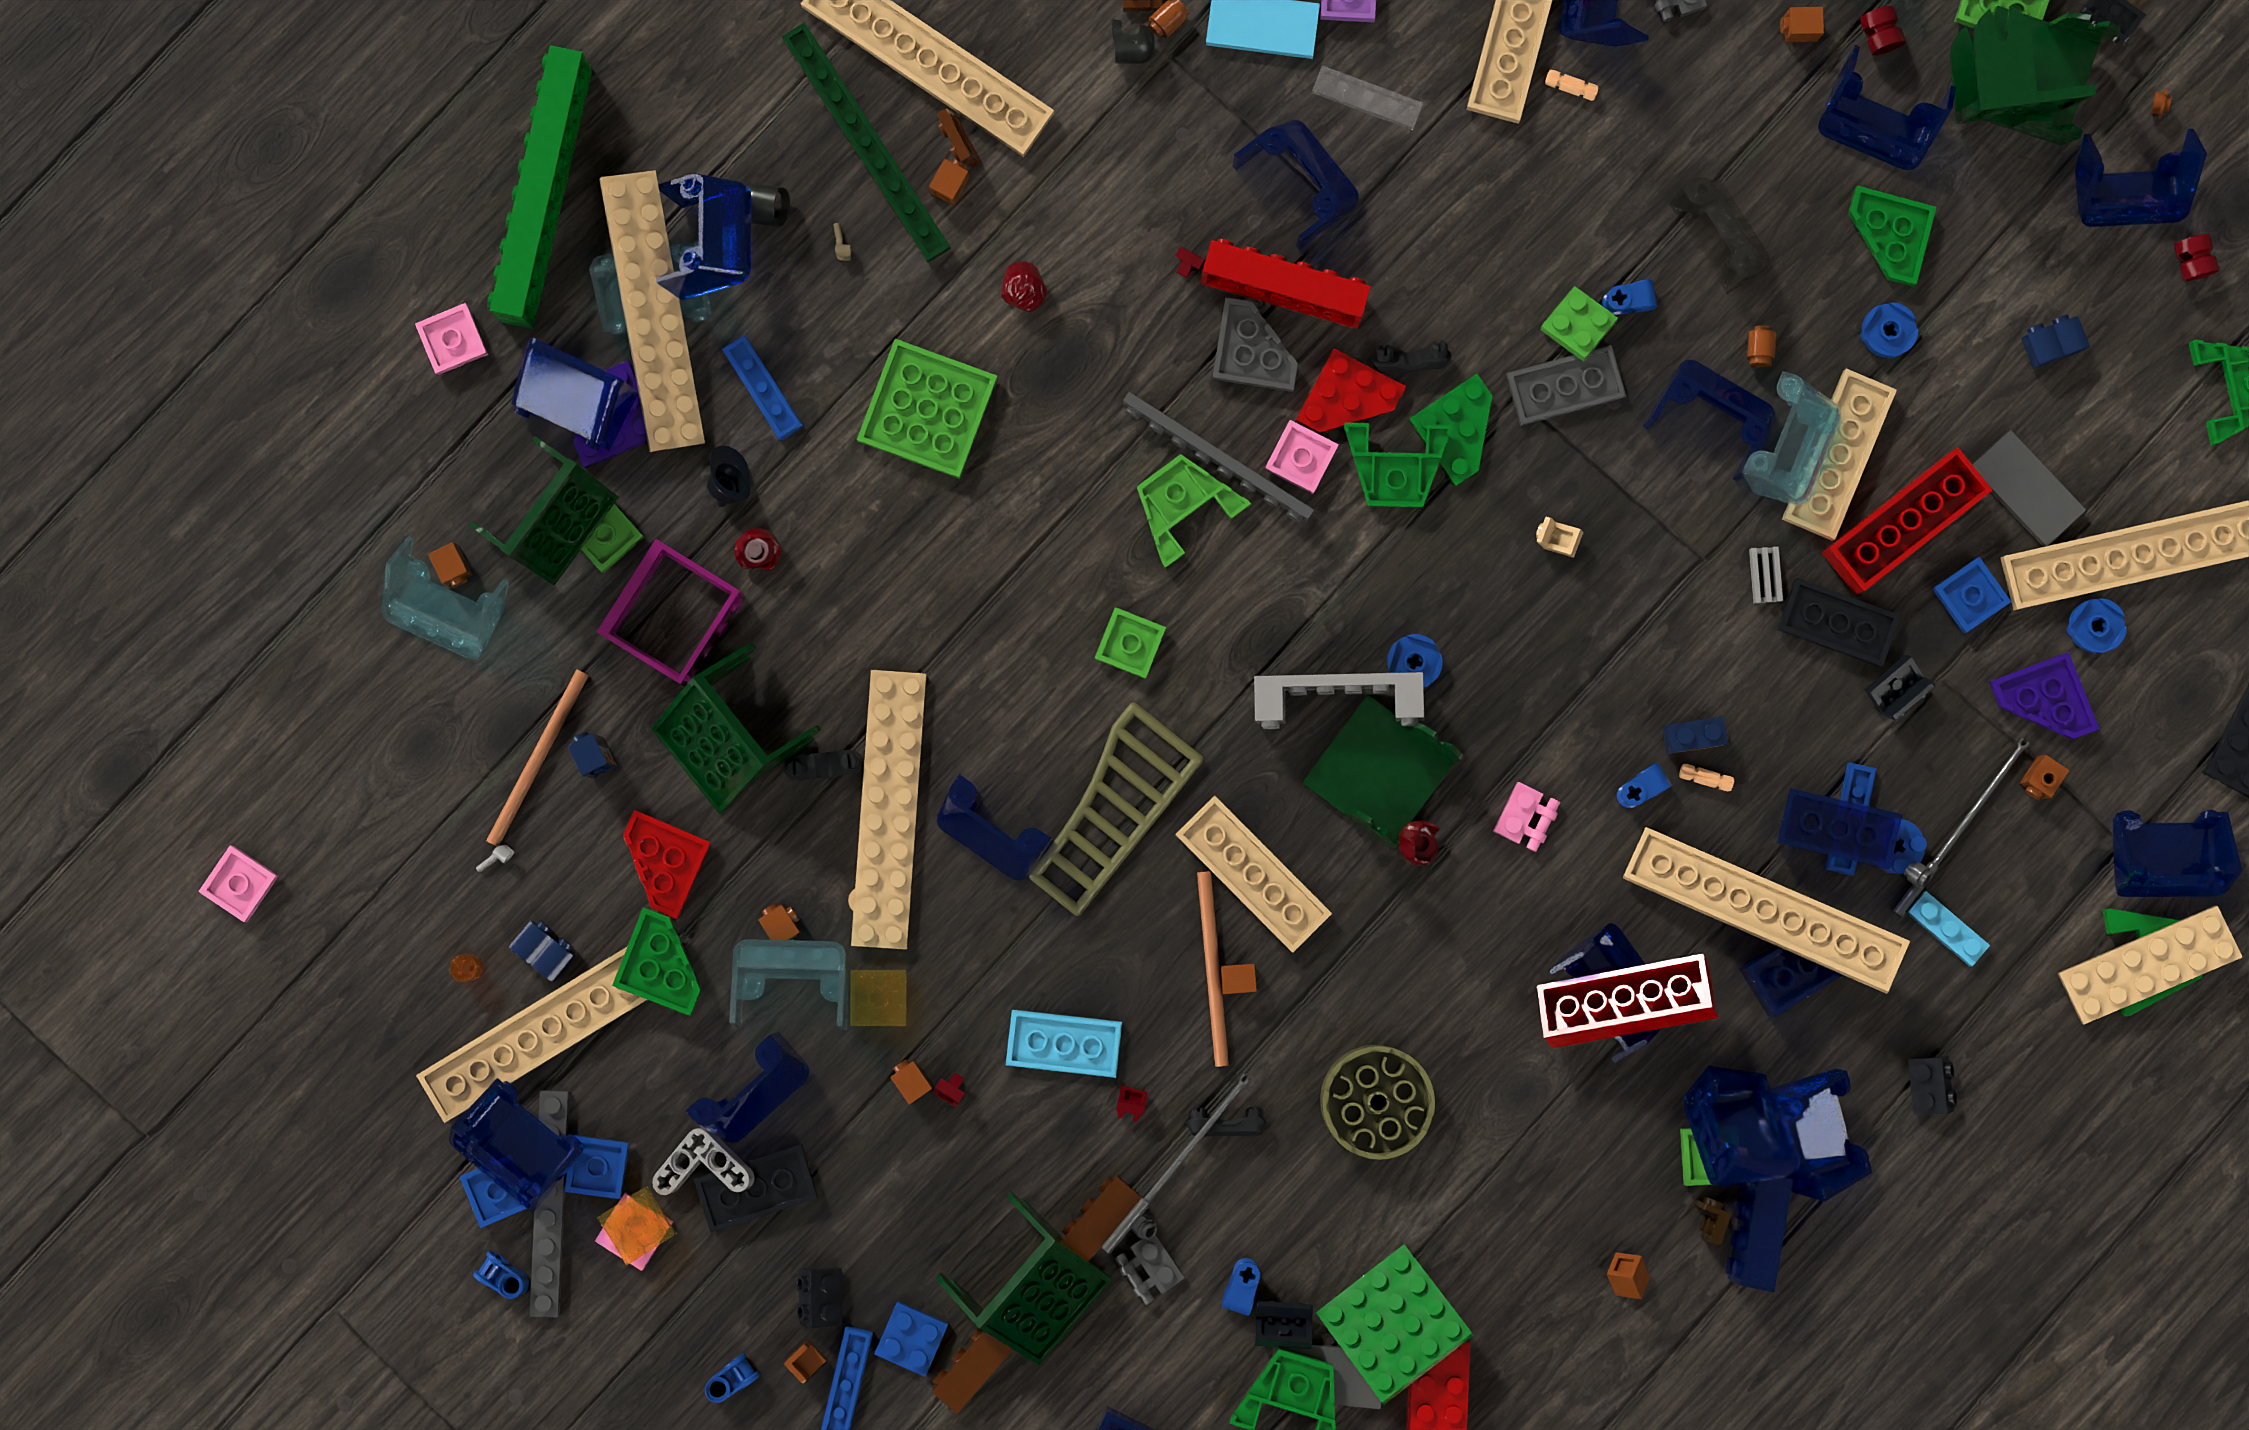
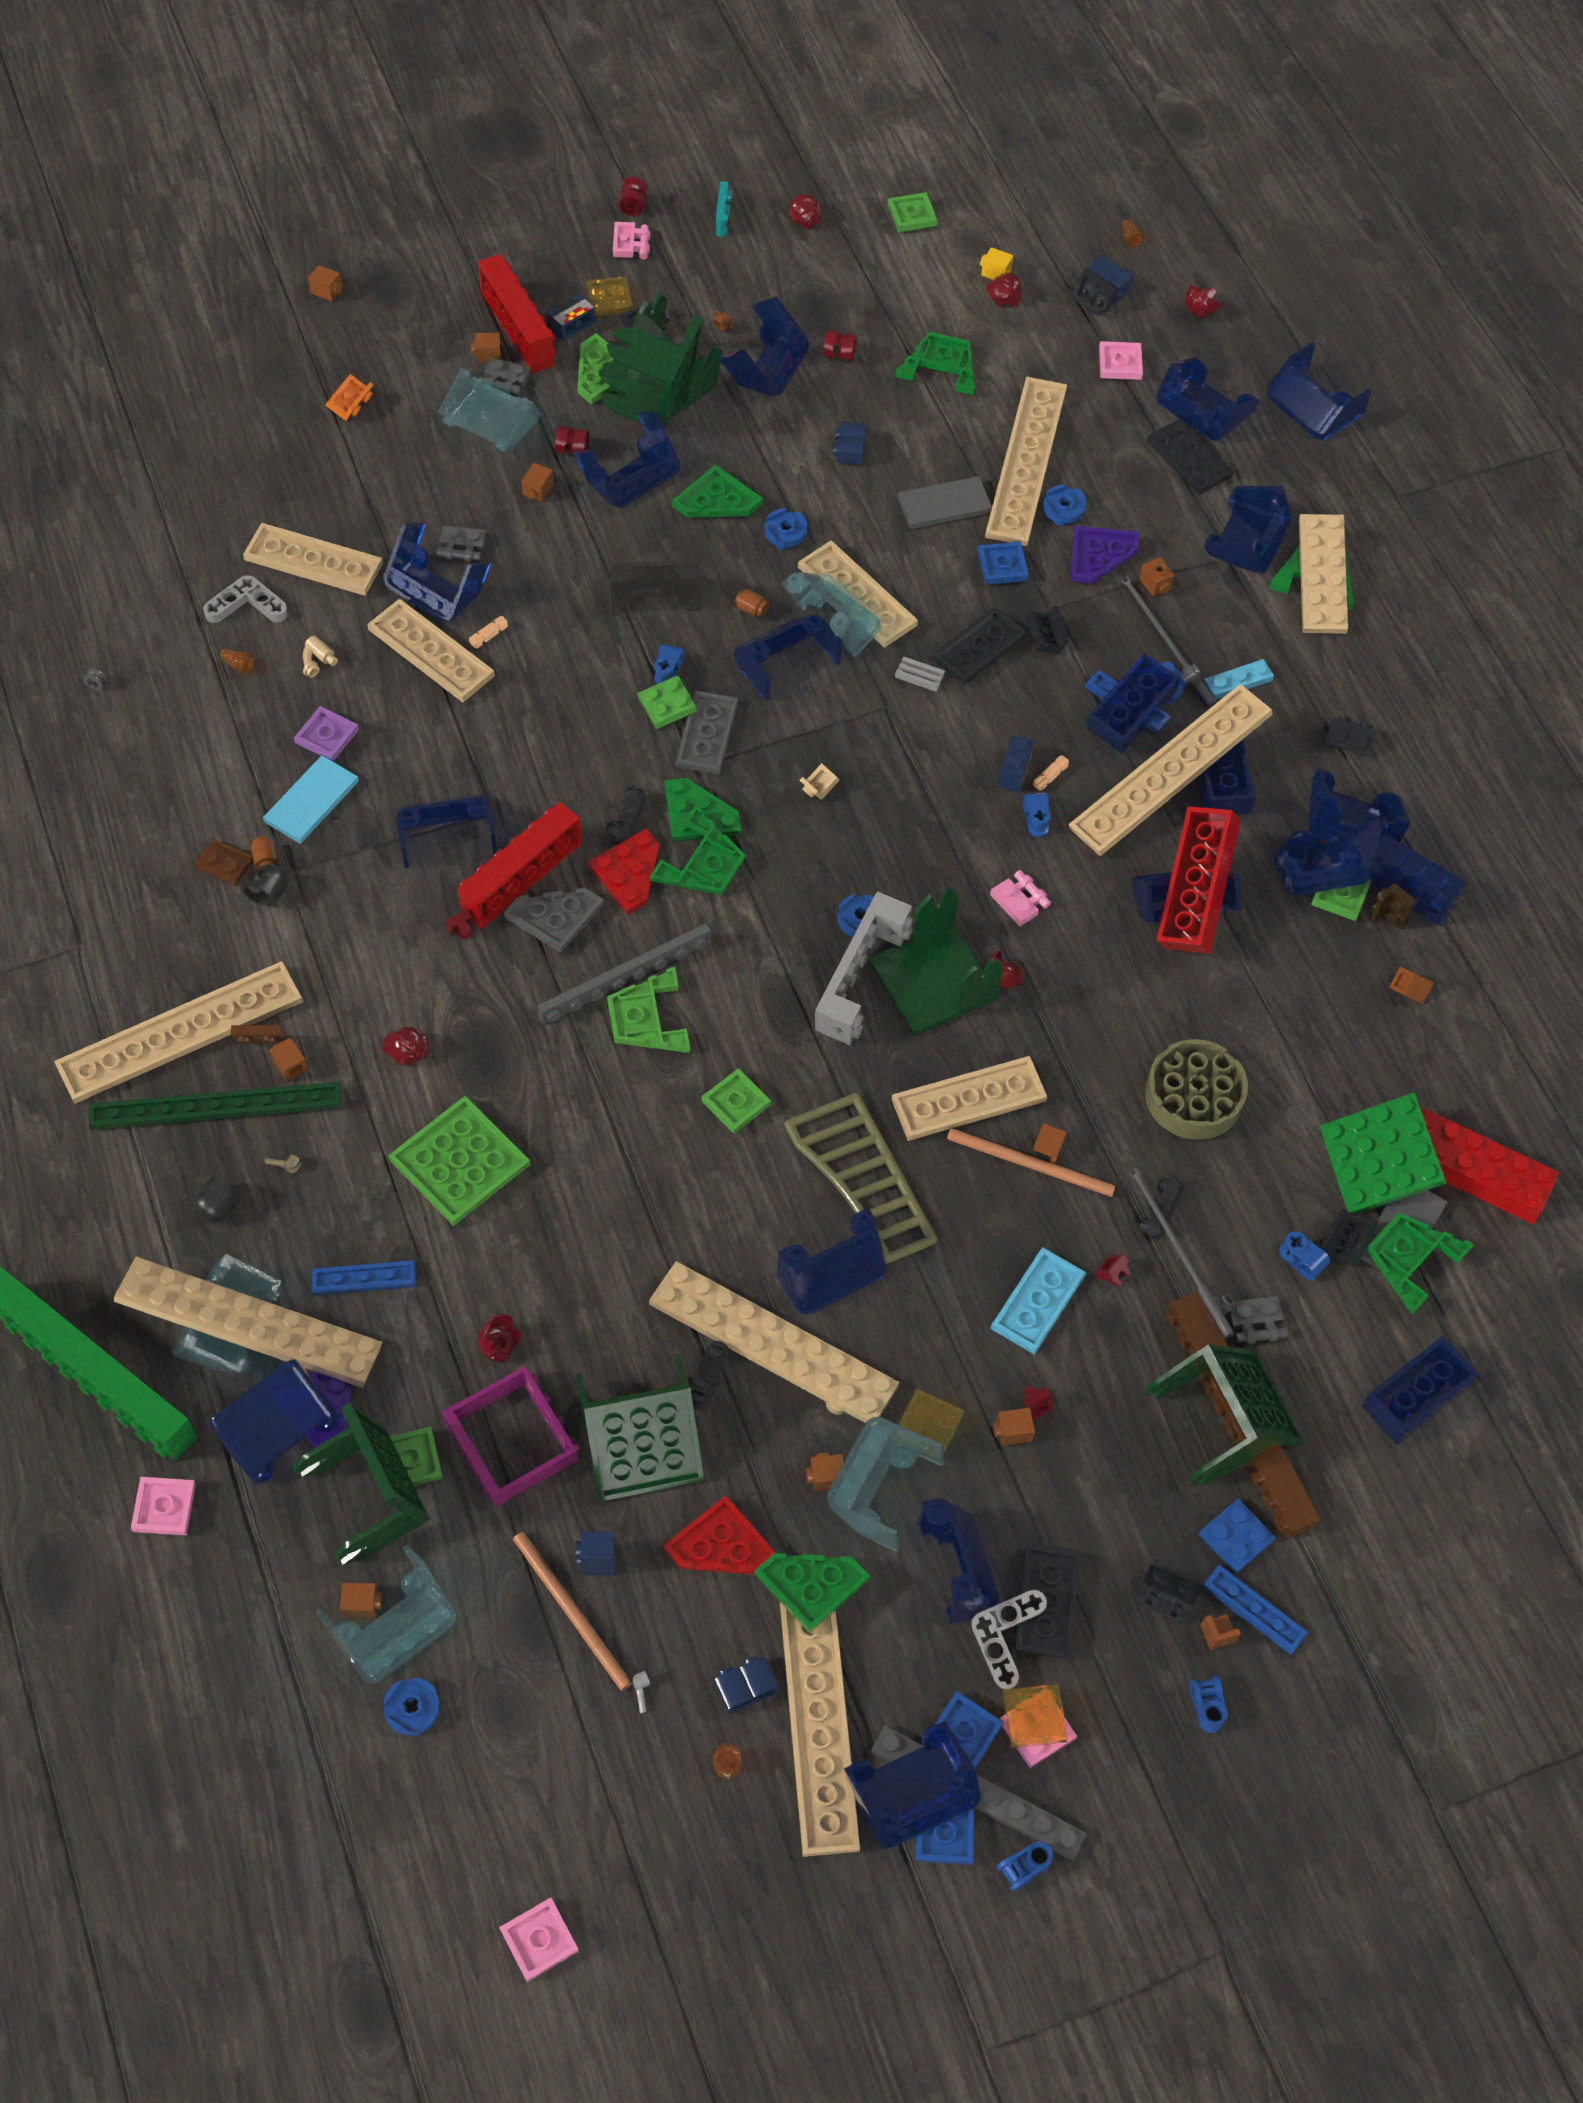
camera: 65 degrees left, 25 degrees down
(372, 651) = (408, 1691): none -> blue plate
(723, 235) = (243, 1237): clear blue windscreen -> none
(728, 476) = (424, 1336): black piece -> none
(1301, 457) = (658, 919): bright pink plate -> none
(1367, 97) = (412, 759): clear tile -> none
(1906, 521) = (929, 573): red brick -> none

